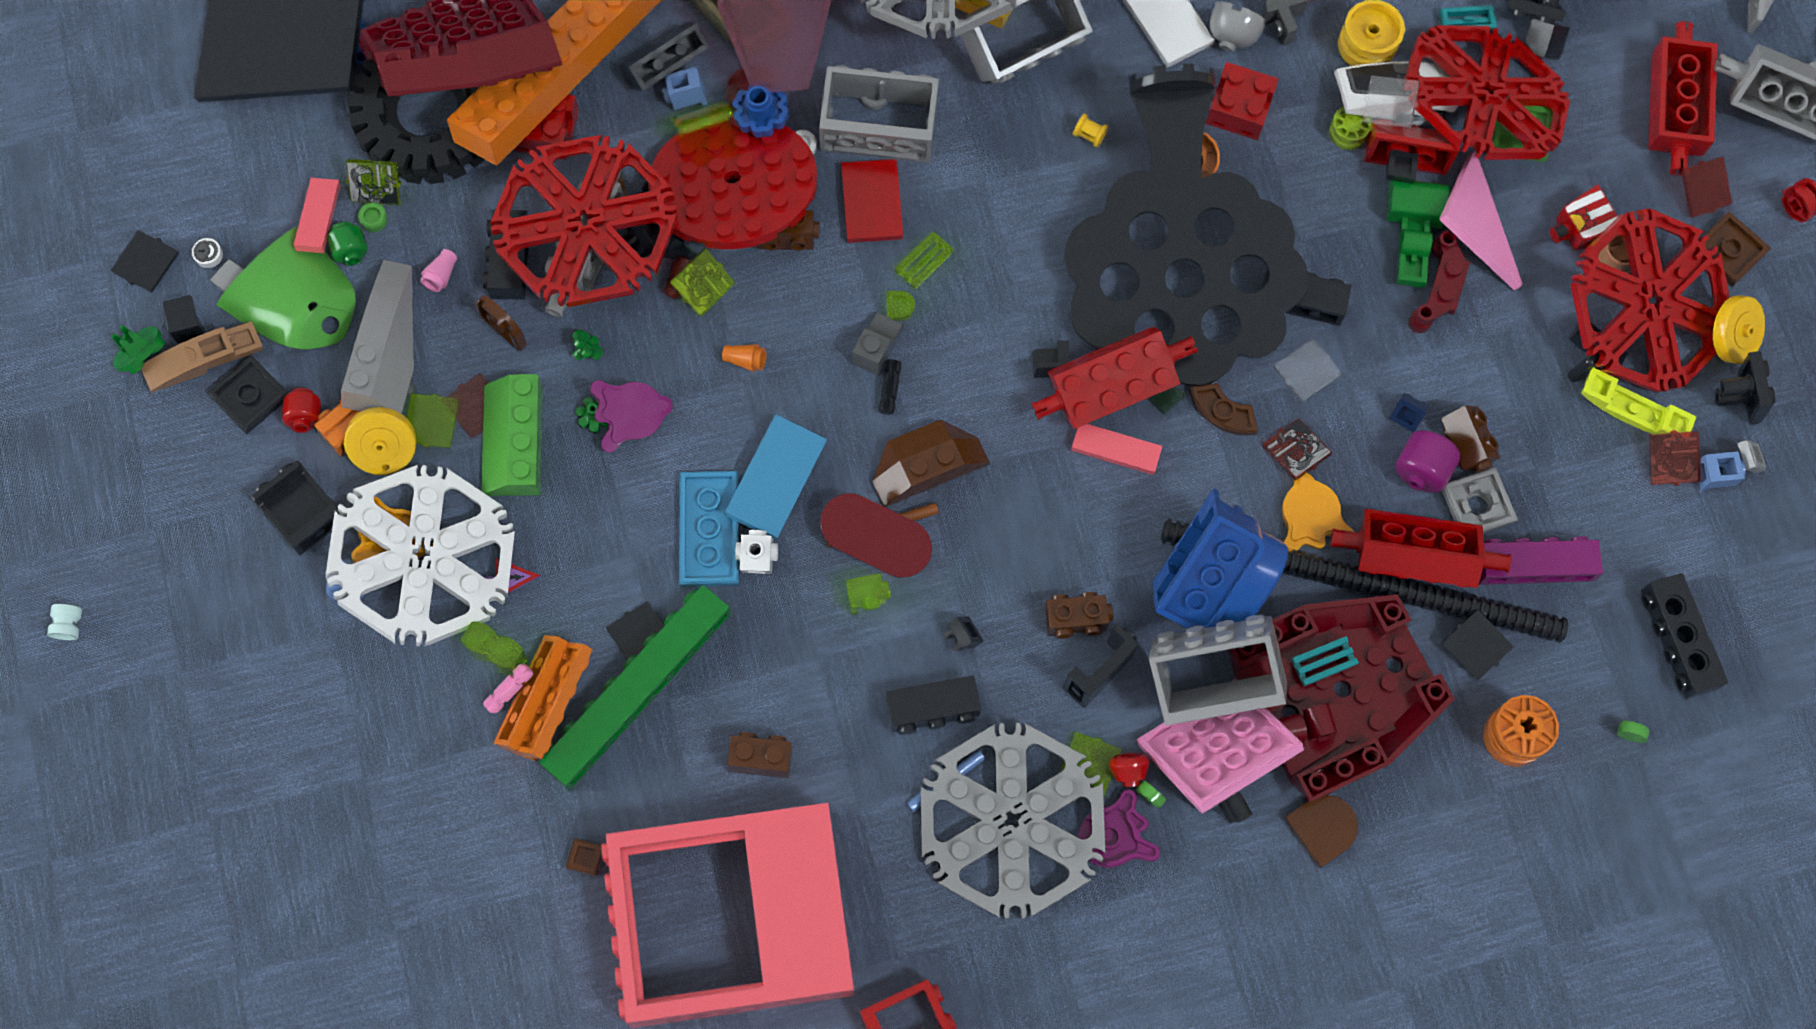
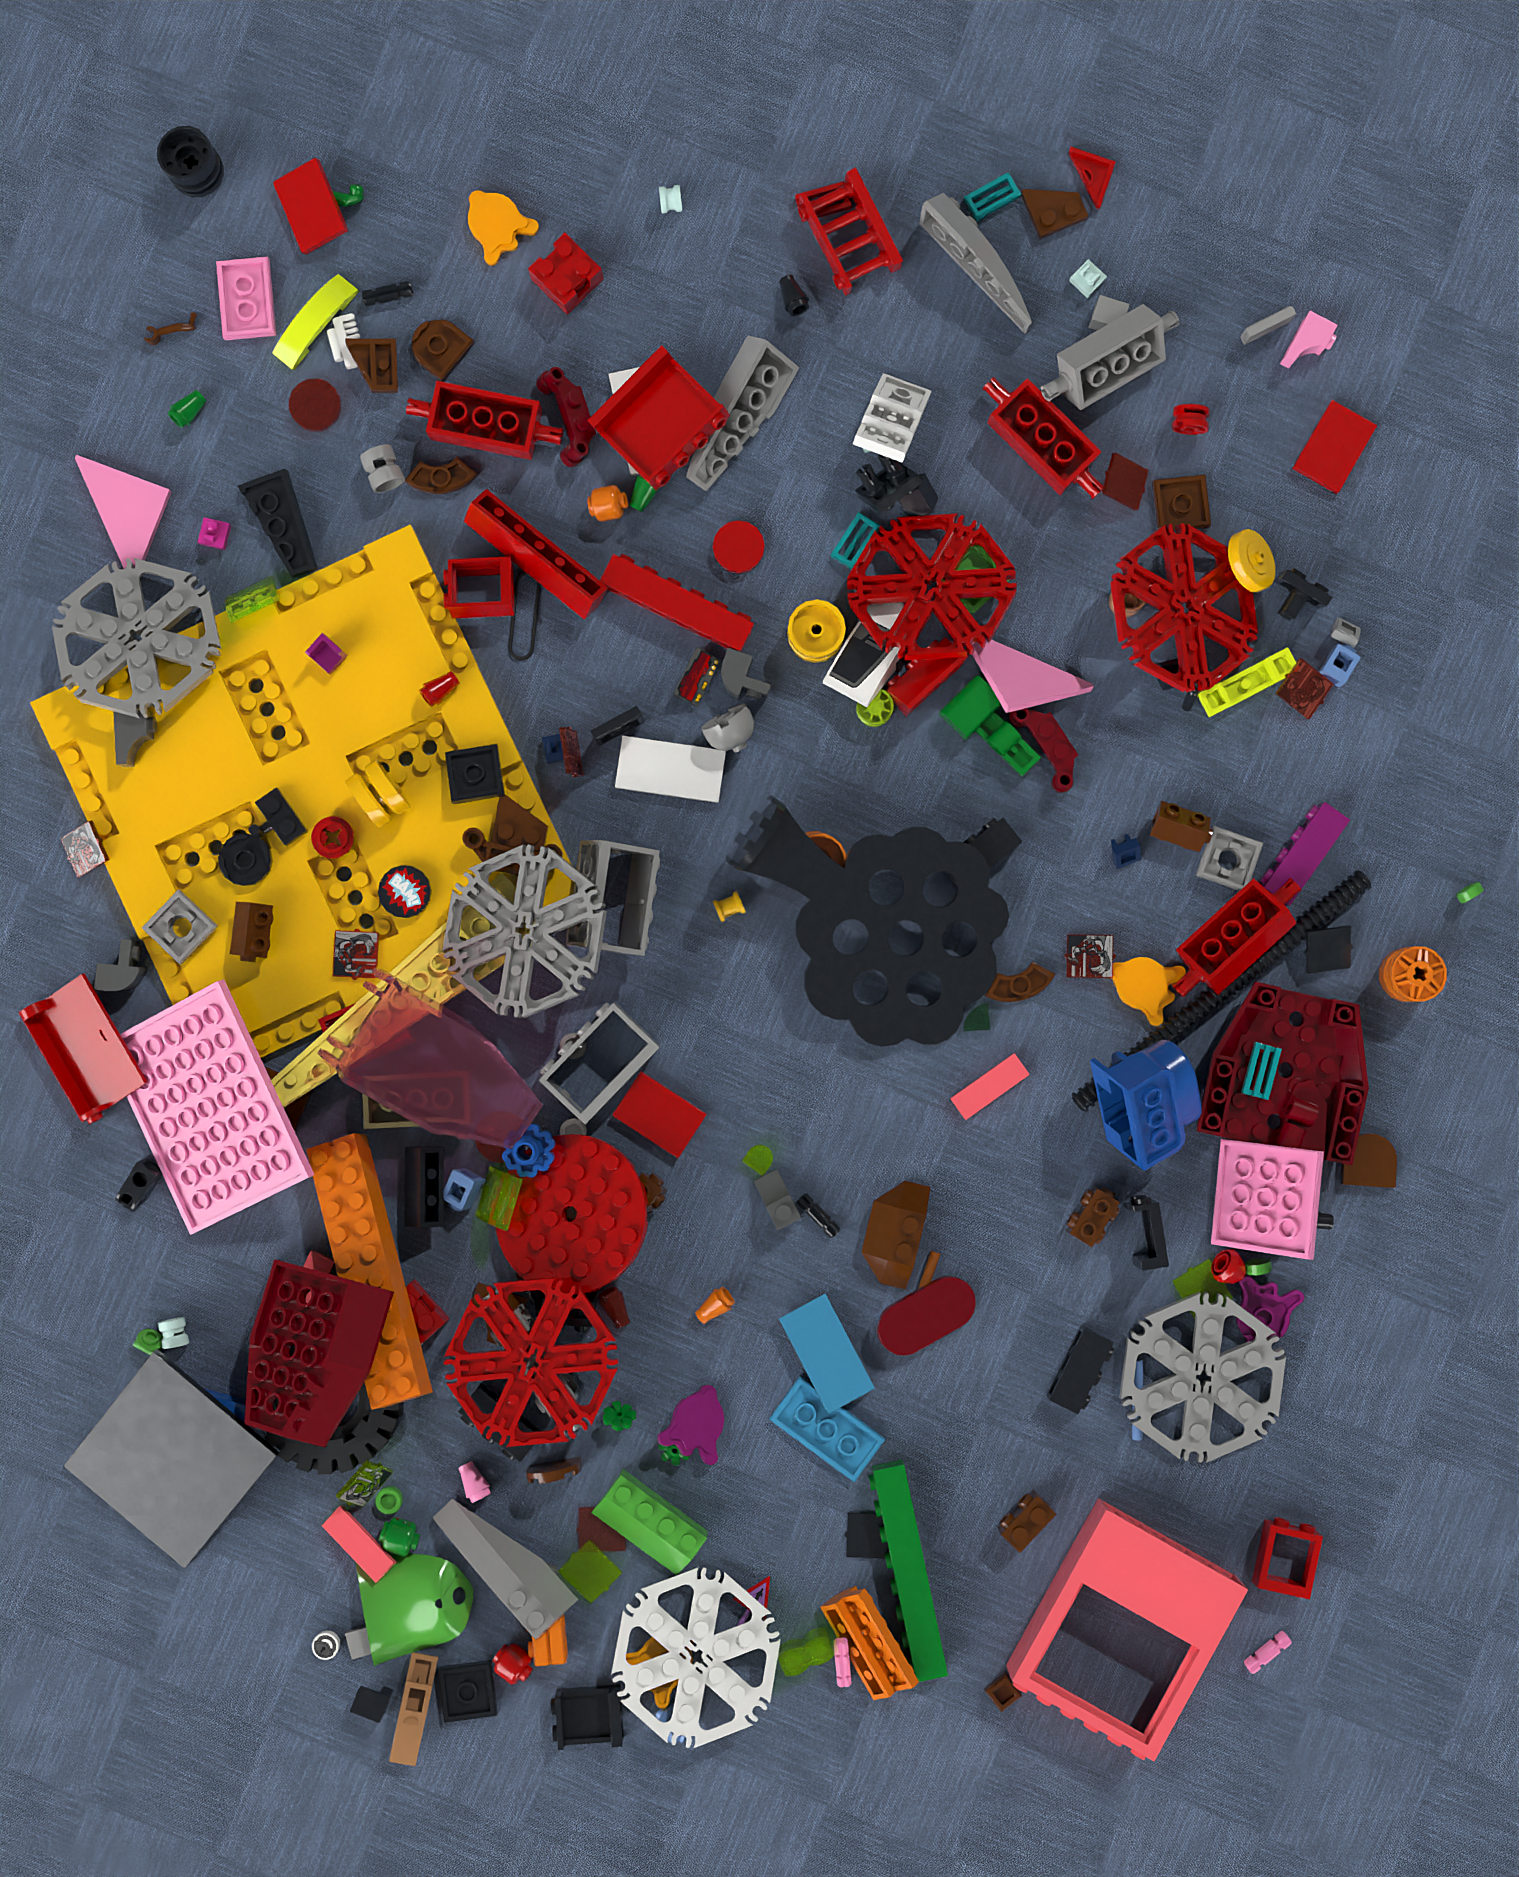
camera: 50 degrees left, 15 degrees up
(136, 347) = (371, 1754): green plate -> none
(145, 261) = (297, 1695): black piece -> none
(380, 441) = (585, 1626): yellow wheel -> none
(702, 282) = (633, 1294): clear neon green piece -> none
(758, 563) = (876, 1412): white brick -> none
(867, 592) = (963, 1354): clear neon green brick -> none
(908, 276) = (740, 1134): clear neon green tile -> none
(965, 632) = (1045, 1306): black tile -> none
(1050, 358) = (888, 1082): black panel -> none
(1114, 377) = (942, 1053): red brick -> none
(1223, 697) = (1220, 1161): light grey hose -> none
(1242, 101) = (793, 772): red piece -> none
(1307, 370) = (1035, 897): clear piece -> none
(1391, 101) = (890, 673): clear piece -> none
(1402, 166) = (940, 701): black tile -> none
(1427, 461) = (1175, 875): magenta head -> none
(1583, 219) = (1082, 594): torso -> none
(1688, 621) = (1472, 805): black brick -> none

